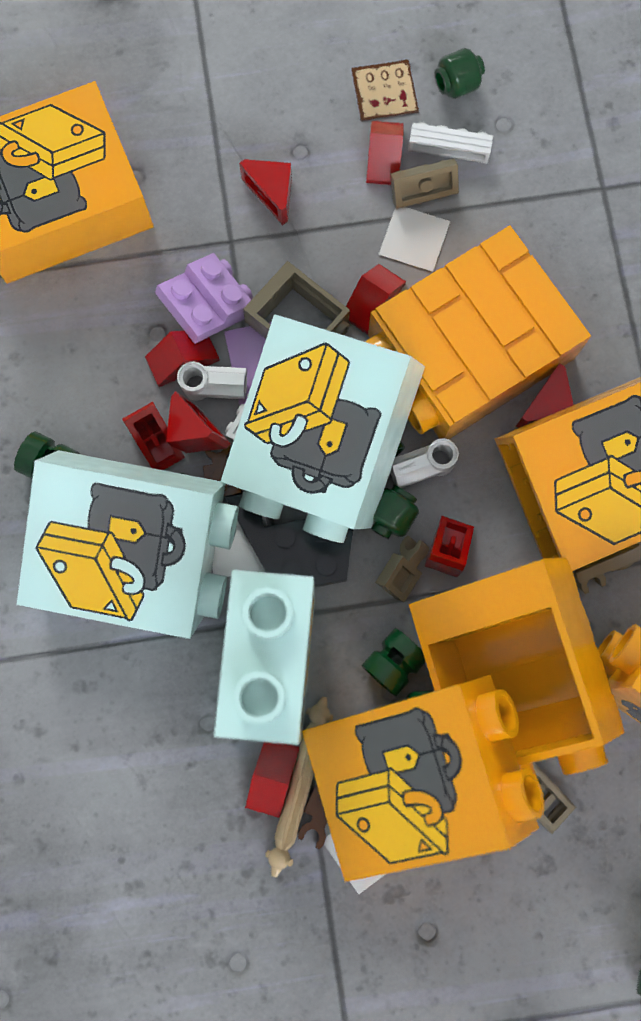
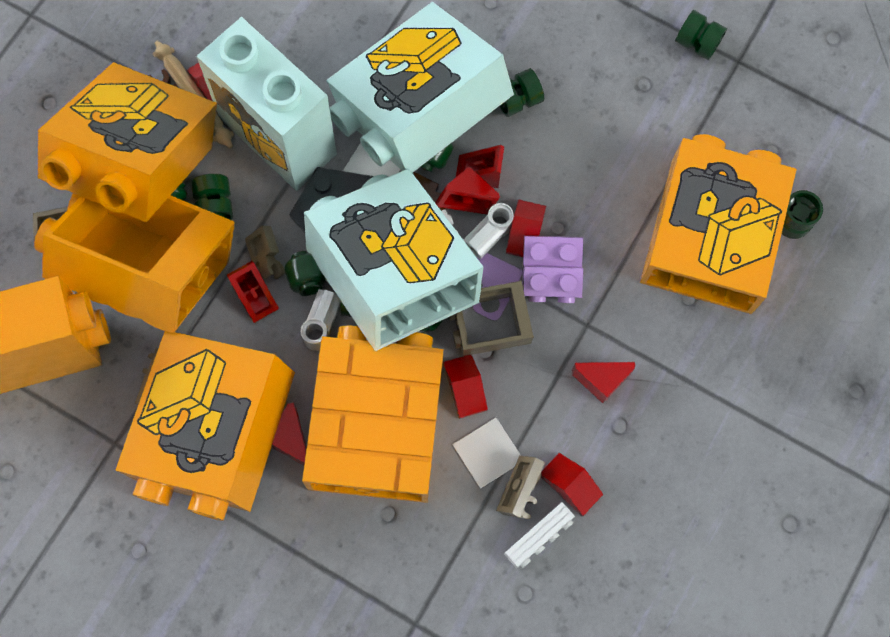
camera: 125 degrees right, 5 degrees down
(384, 90) = (622, 527): tan sticker -> none
(459, 73) = (587, 584): dark green head -> none

